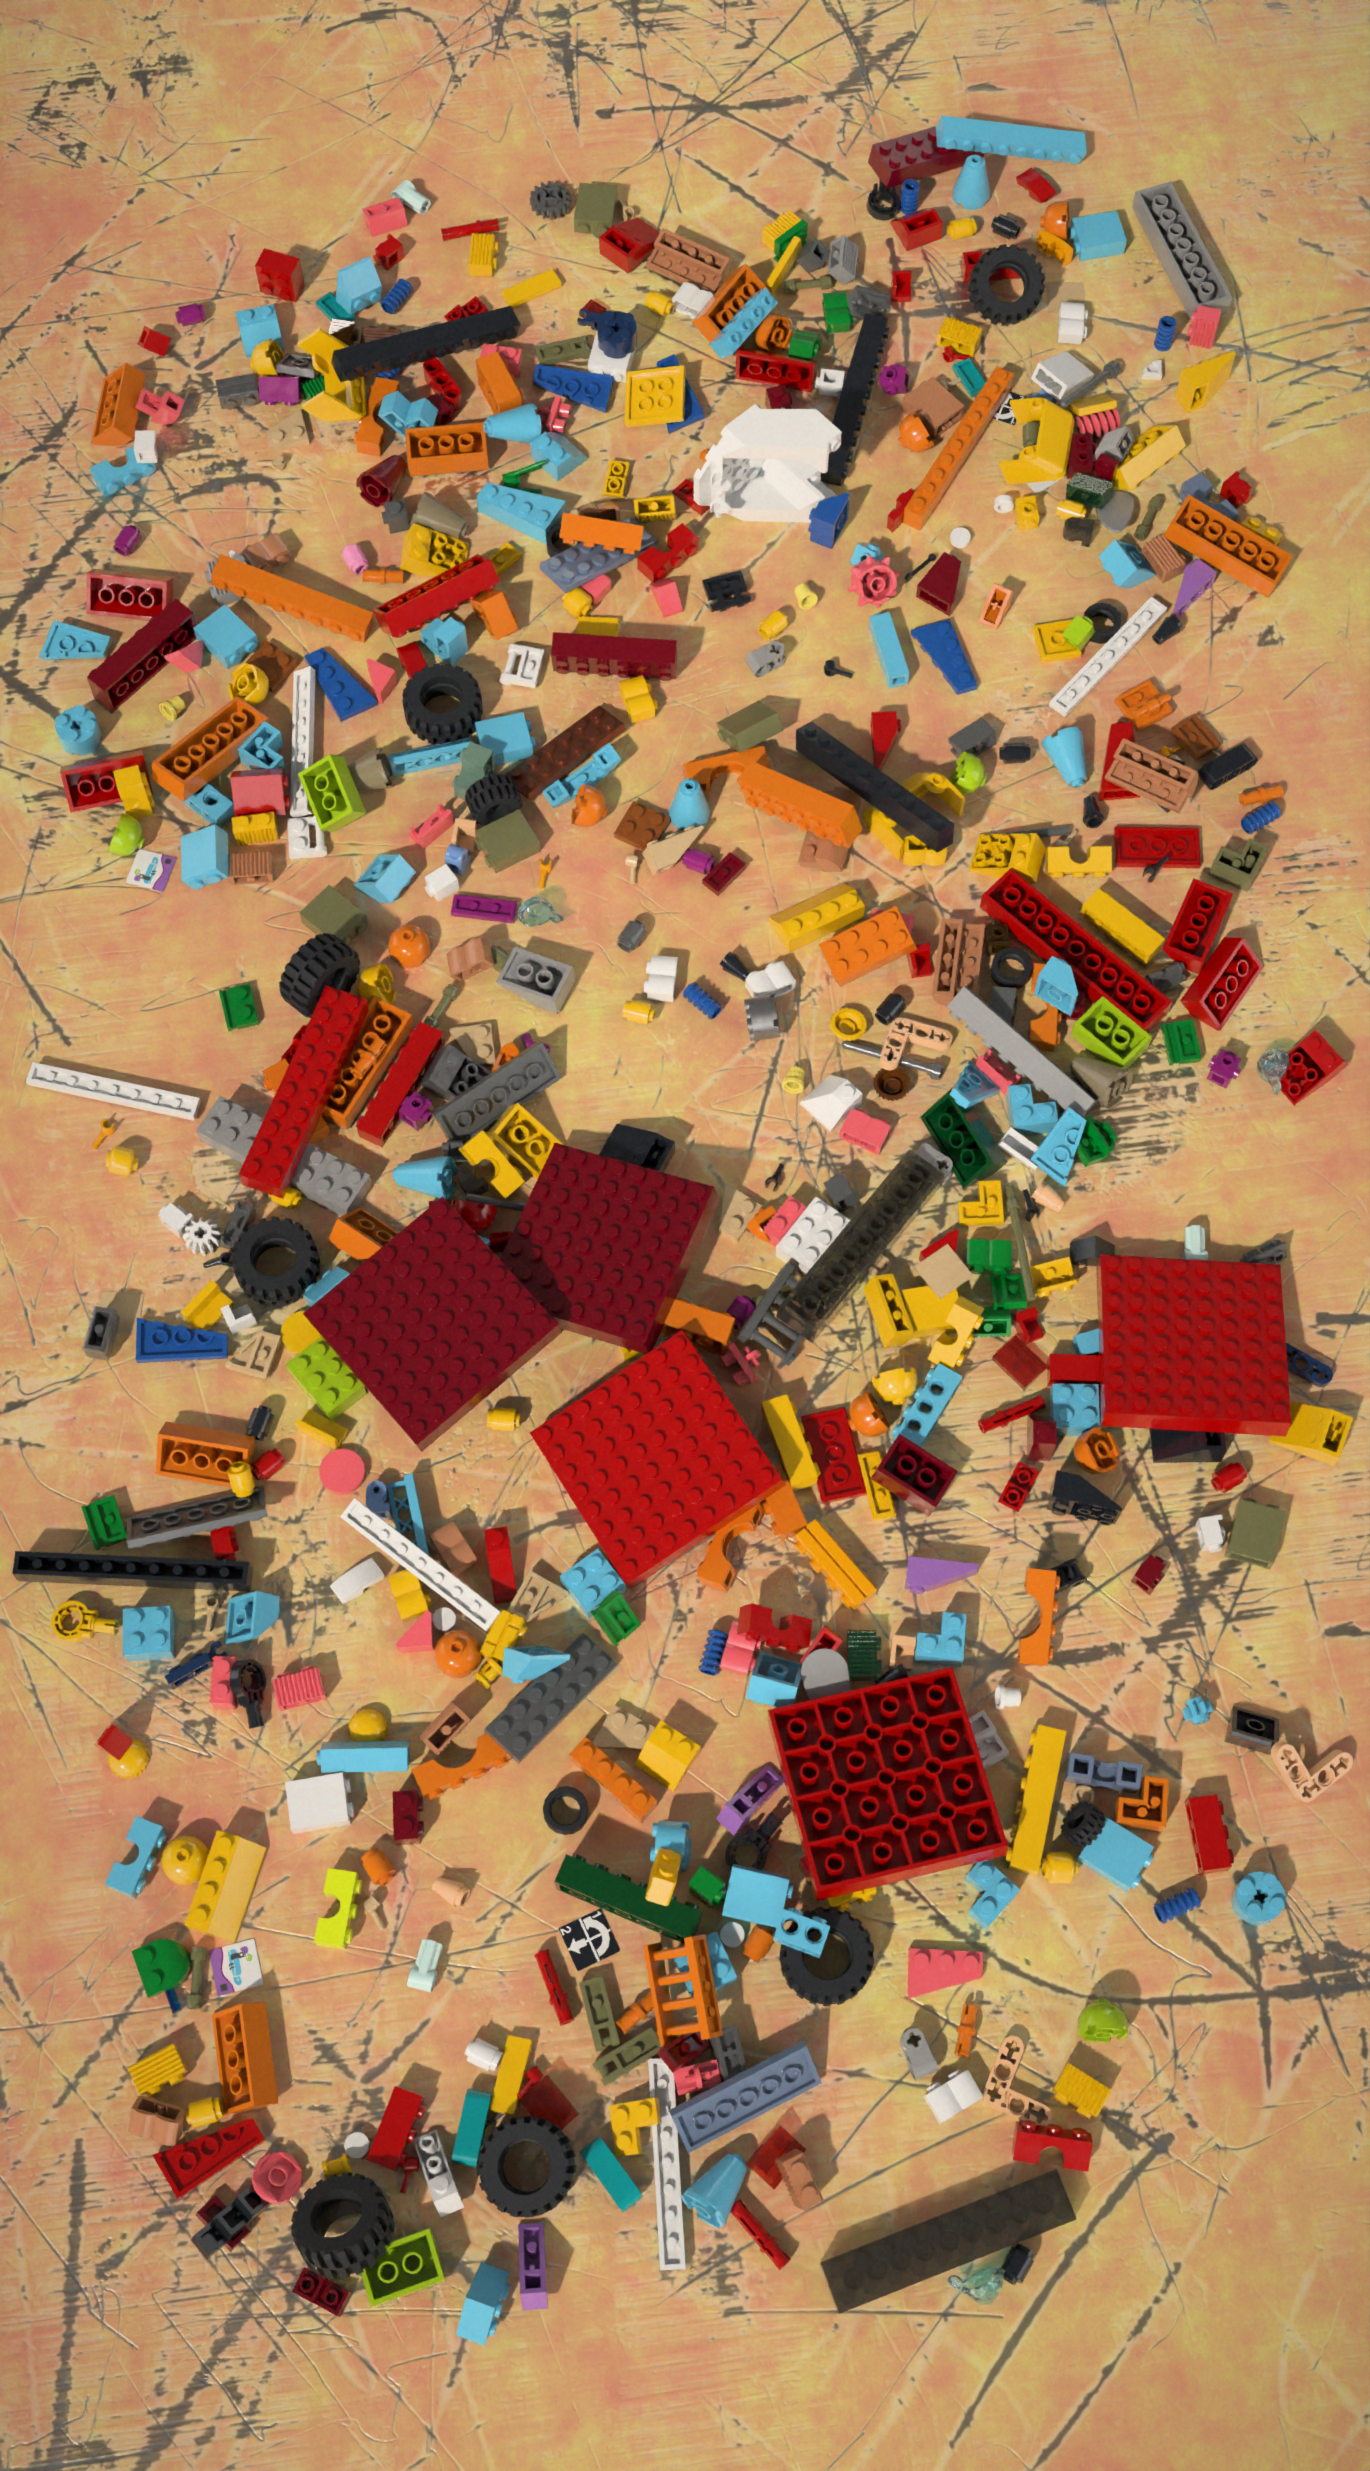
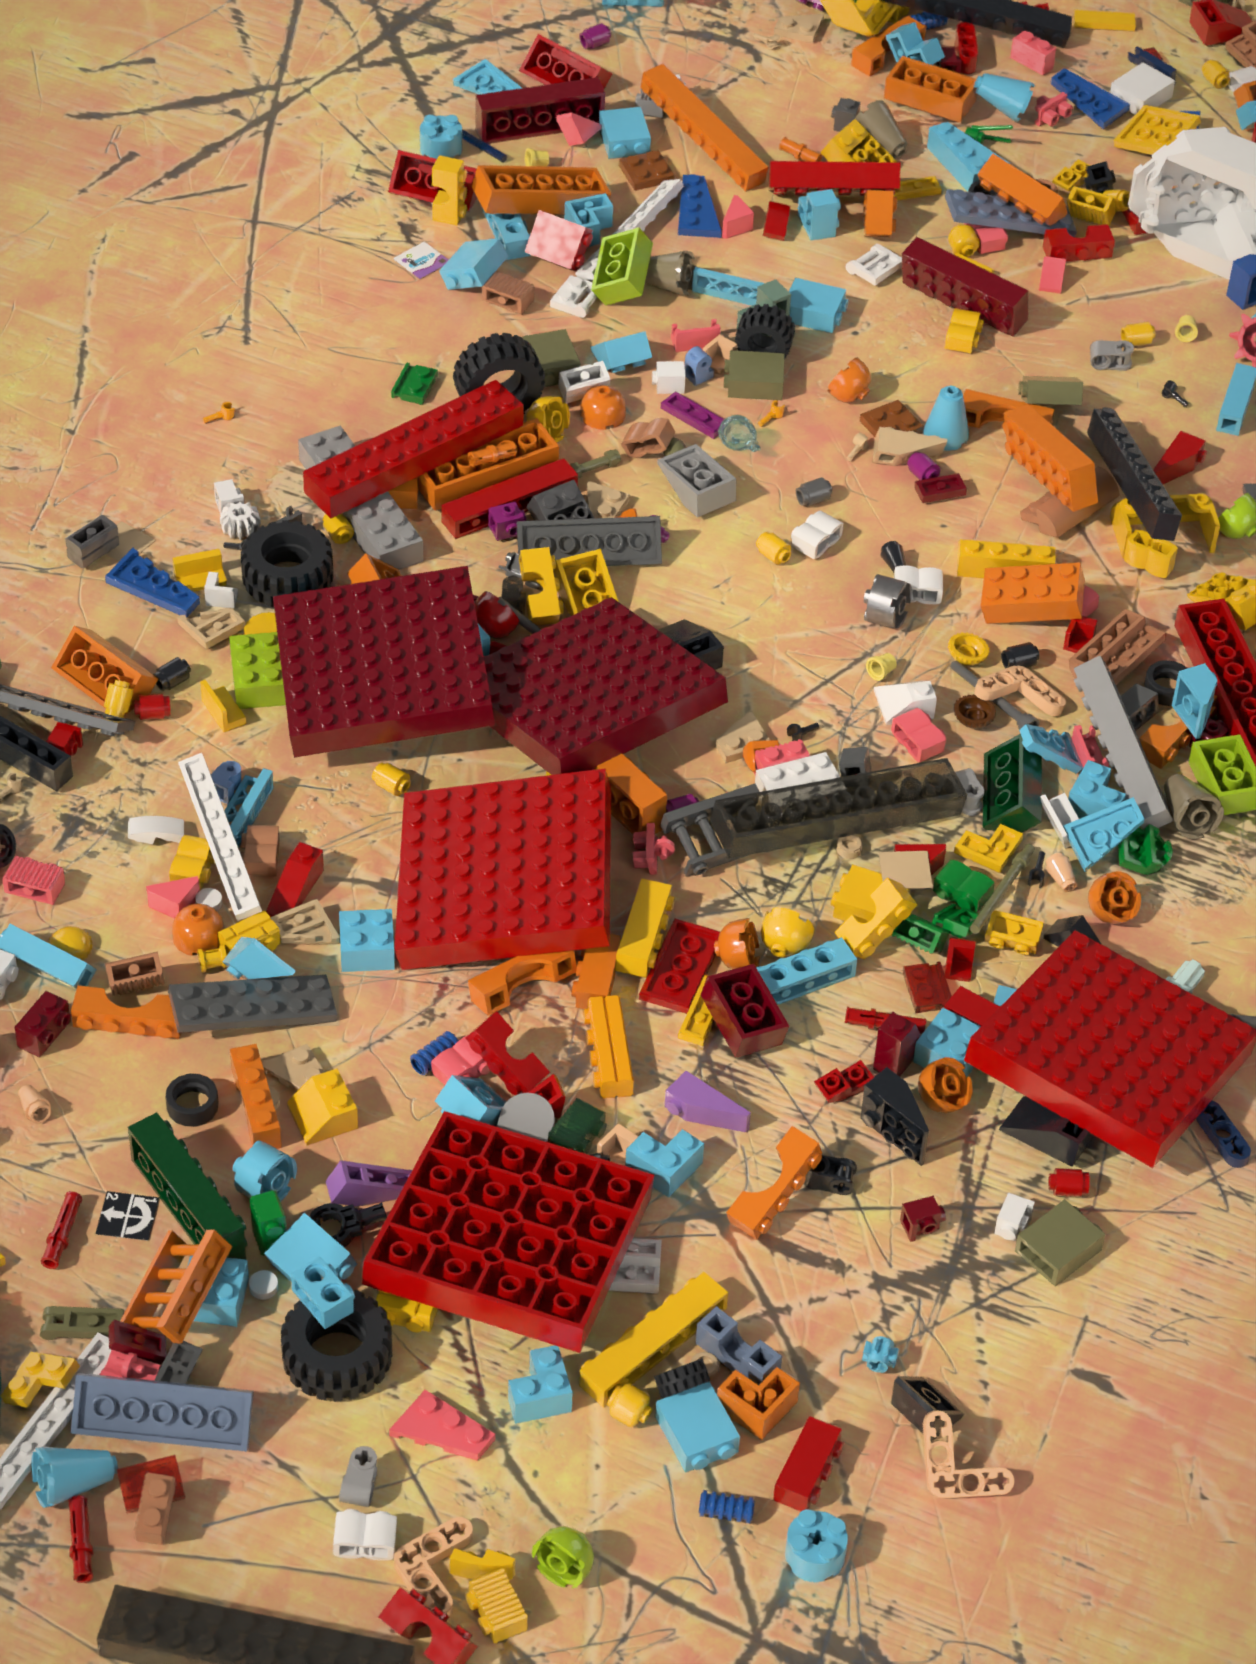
camera: 30 degrees right, 20 degrees down
(113, 1091) = (254, 387): white plate -> none
(117, 716) = (484, 146): none -> bar
(121, 1161) = (217, 436): yellow head -> none
(126, 836) = (418, 222): lime cylinder -> none
(249, 684) = (617, 169): yellow cylinder -> none
(250, 1616) = (42, 804): medium azure slope -> none
(255, 828) = (535, 267): yellow brick -> none
(268, 553) = (712, 93): nougat brick -> none
(342, 1471) = (215, 744): coral tile -> none
(355, 559) = (785, 127): bright pink brick -> none
(380, 930) = (578, 381): none -> white brick
(382, 480) = (854, 84): dark red cone -> none
(428, 1176) = (485, 569): medium azure cone -> none
(437, 682) = (777, 250): black tyre -> none
(497, 383) = (1016, 56): orange brick -> none
(558, 453) = (1031, 135): medium azure slope -> none
(563, 351) = (1096, 70): olive plate -> none
(565, 752) = (862, 337): copper plate -> none
(589, 774) = (894, 355): medium azure slope -> none
(599, 2012) = (85, 1272): olive plate -> none
(615, 1617) = (364, 973): green plate -> none
(617, 334) = (1153, 68): dark blue brick -> none
(636, 2013) = (114, 1293): orange pin -> none
(643, 468) = (1099, 177): none -> black brick
(663, 1876) = (230, 1176): yellow brick -> none
(671, 487) = (1121, 198): none -> yellow brick
(702, 1000) = (841, 568): blue piece -> none
(724, 586) = (1113, 288): black plate -> none
(758, 1943) = (278, 1302): orange brick -> none
(888, 1310) = (826, 875): yellow brick -> none
(966, 2031) = (424, 1489): orange pin -> none
(996, 937) = (1173, 648): dark brown brick -> none
(1007, 1697) = (693, 1240): white piece -> none
(1054, 2062) = (470, 1566): none -> yellow slope
(1105, 1203) = (1114, 898): none -> orange cylinder
(1315, 1432) = (1190, 1190): yellow slope -> none

